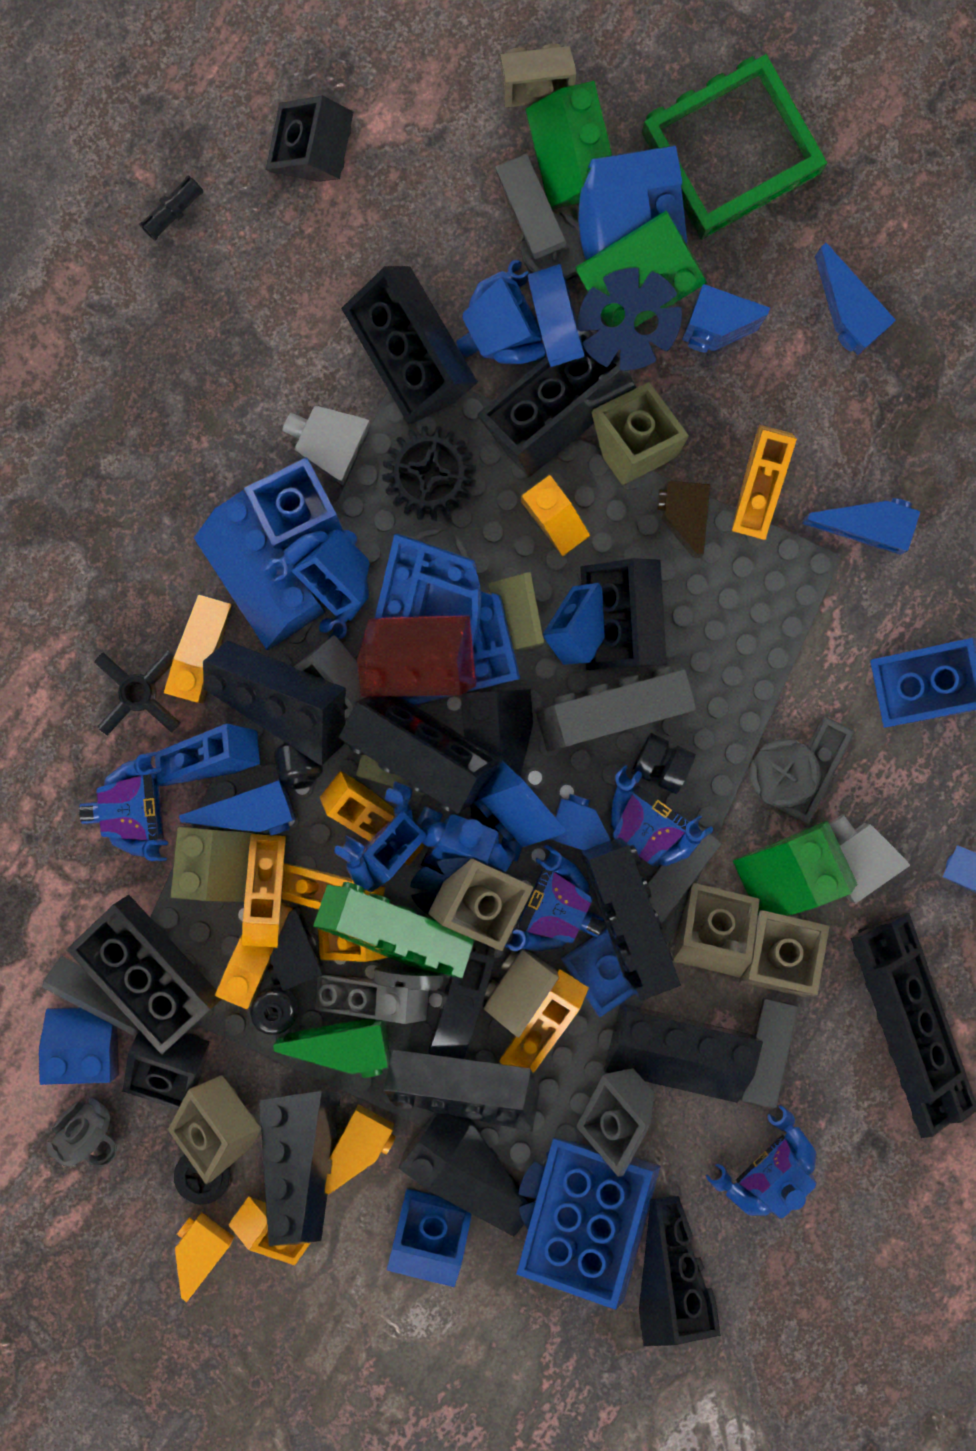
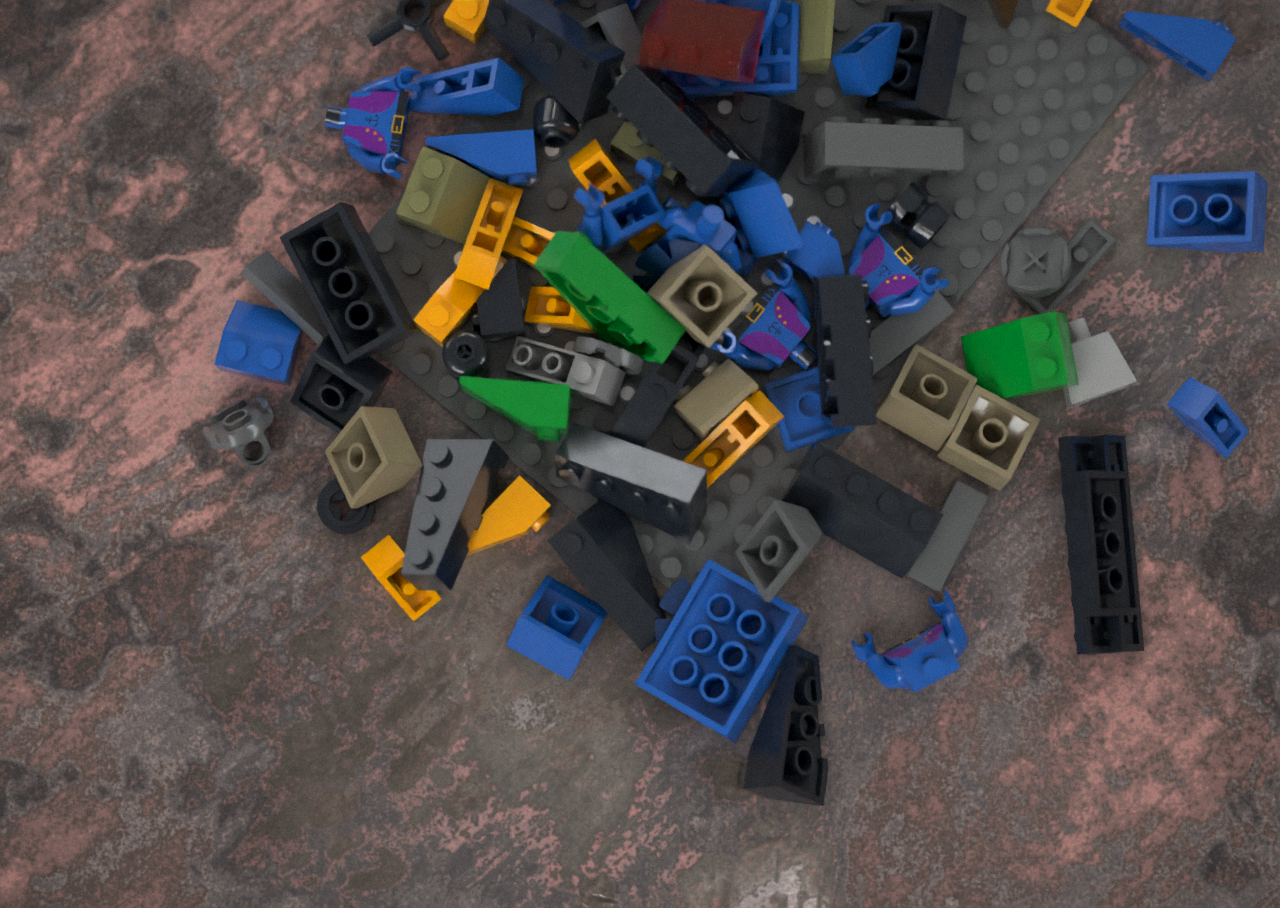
camera: 15 degrees right, 5 degrees down
(199, 1251) = (322, 579): light orange slope -> none

